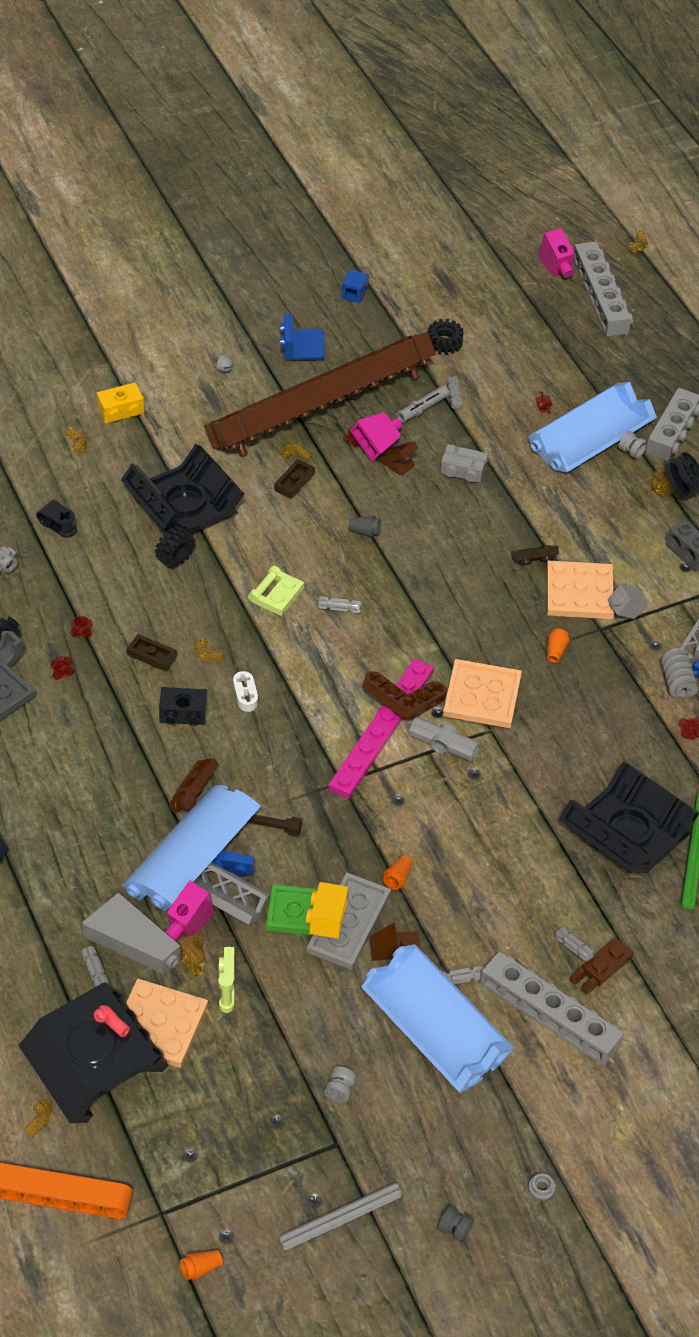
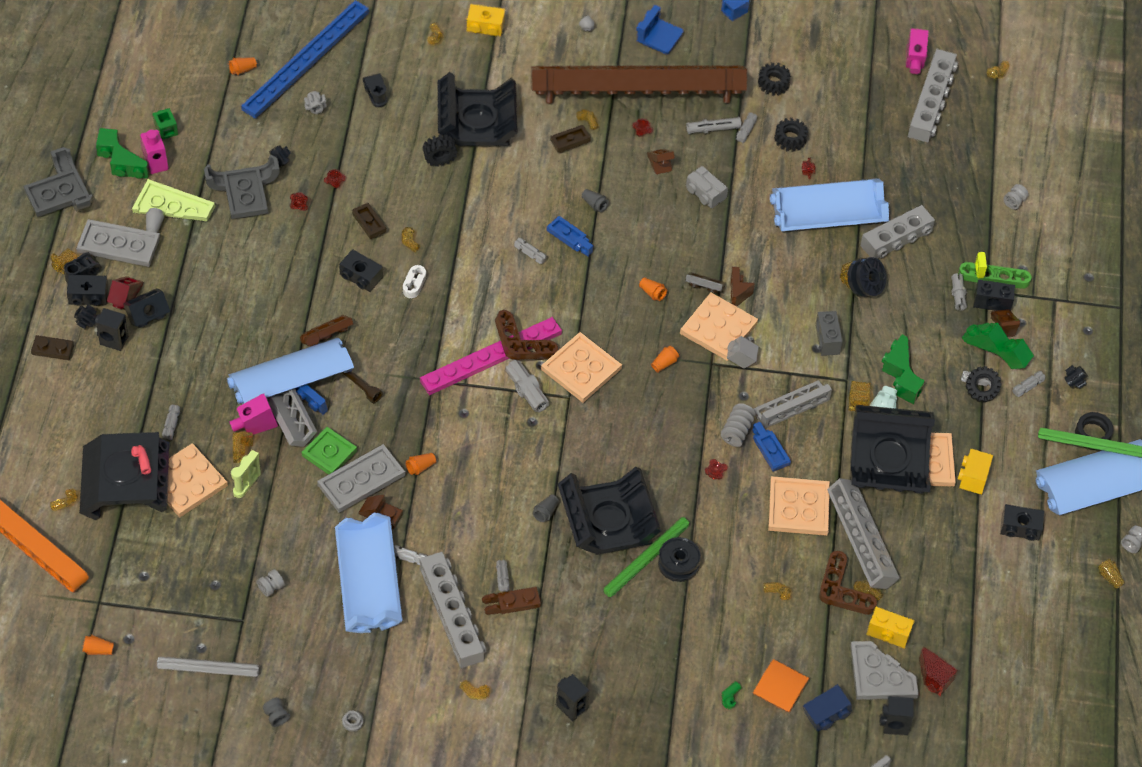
camera: 30 degrees right, 5 degrees up
(131, 934) = (208, 410): light grey slope -> none
(282, 594) = (495, 223): yellowish green plate -> none
(328, 910) = (345, 462): yellow brick -> none
(369, 571) = (570, 235): none -> blue hinge
(376, 434) = (656, 133): dark pink torso -> none
(490, 583) = (654, 289): none -> orange cone
(502, 388) = (791, 142): none -> black tyre
(561, 854) = (545, 509): none -> dark grey cone
(570, 545) = (739, 290): none -> reddish brown slope
(632, 444) = (851, 234): light grey wheel -> none
(642, 1083) = (475, 693): none -> clear yellow arm

